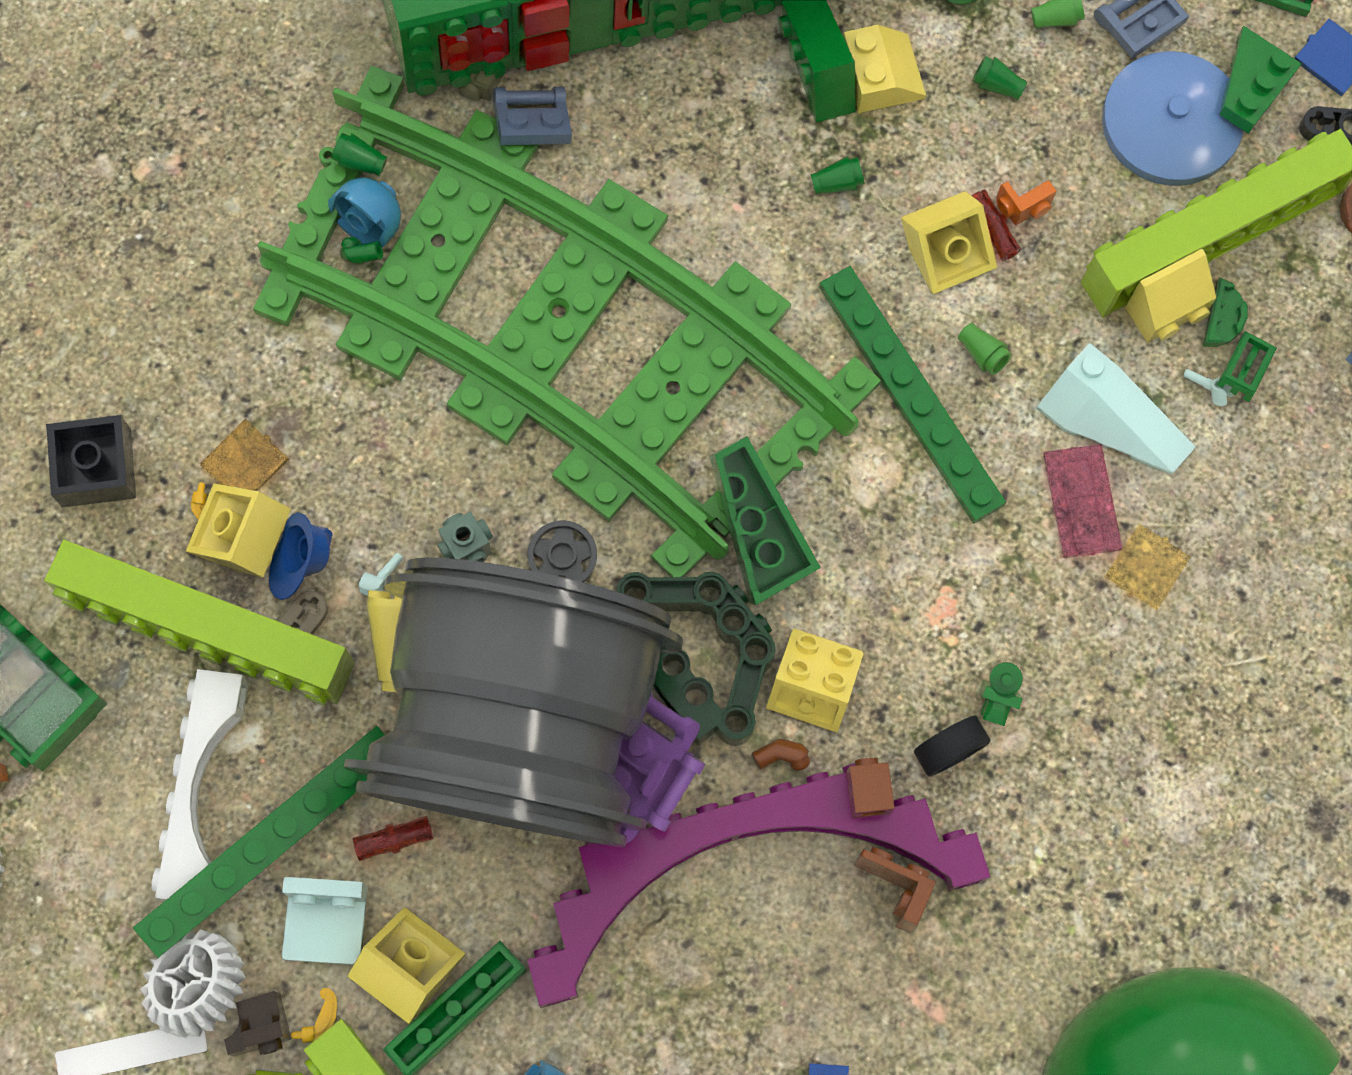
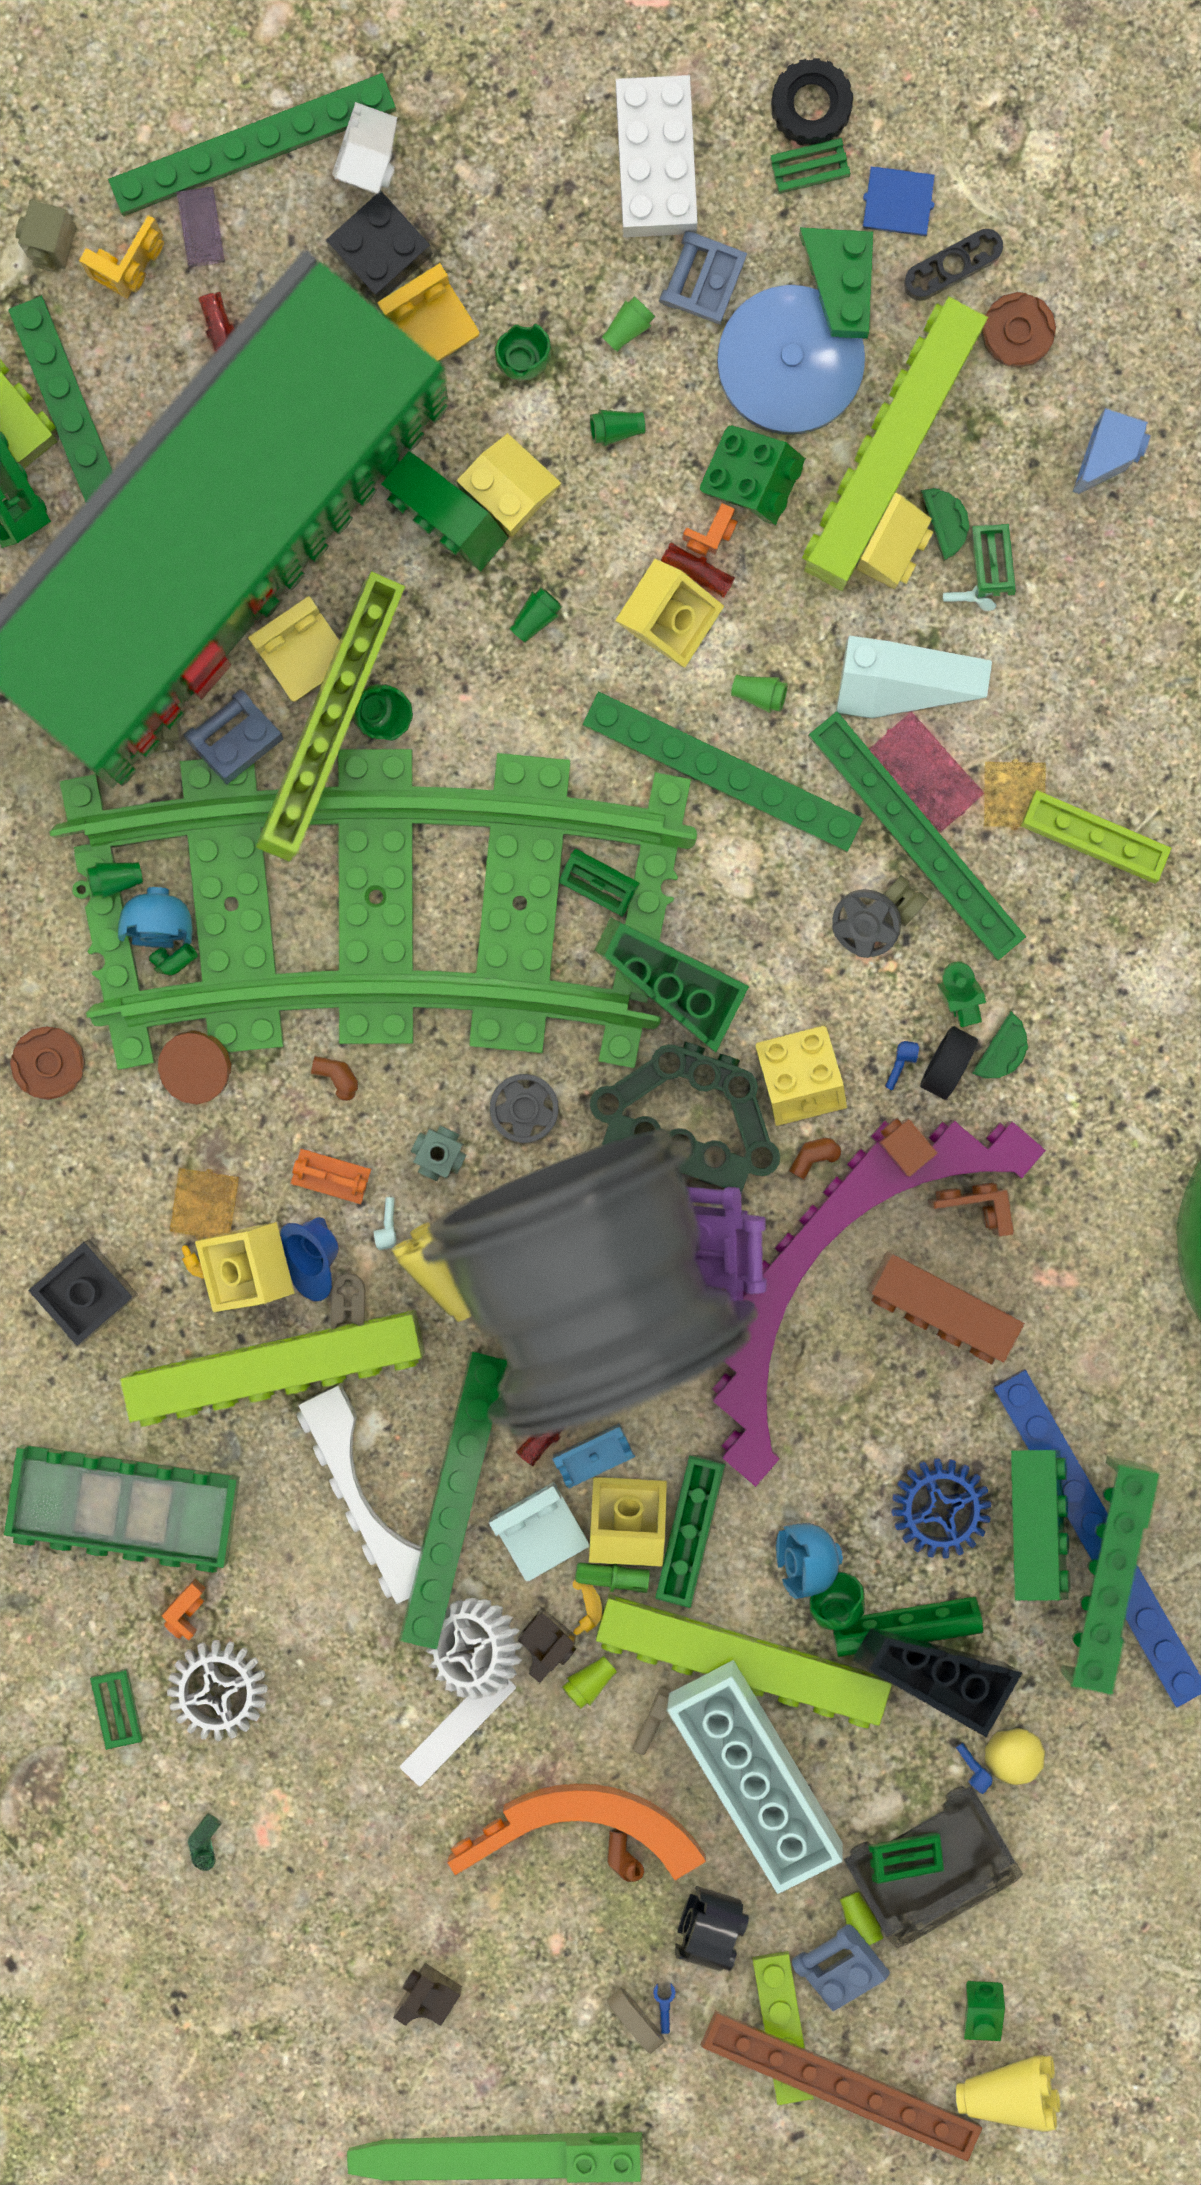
camera: 30 degrees left, 15 degrees up
(202, 270) = (47, 1063): none -> dark orange tile
(315, 345) = (194, 1067): none -> dark orange tile
(359, 1006) = (613, 1577): none -> bright green axle
(362, 504) = (330, 1176): none -> orange hinge
(416, 886) = (593, 1456): none -> dark azure hinge
(429, 428) = (340, 1074): none -> dark orange arm
(617, 138) = (330, 717): none -> lime brick
(632, 82) = (297, 648): none -> light yellow bracket
(663, 169) = (383, 712): none -> green hair
(765, 435) = (601, 877): none -> green tile
(812, 955) = (946, 1307): none -> dark orange brick
(919, 718) = (906, 1052): none -> blue hand
(954, 586) = (866, 923): none -> dark grey wheel
(997, 588) = (912, 901): none -> olive wheel
(1006, 773) = (1004, 1051): none -> green tile
(1043, 547) = (917, 836): none -> green plate
(1091, 180) = (753, 472): none -> green bracket
(1198, 642) = (1096, 837): none -> lime plate

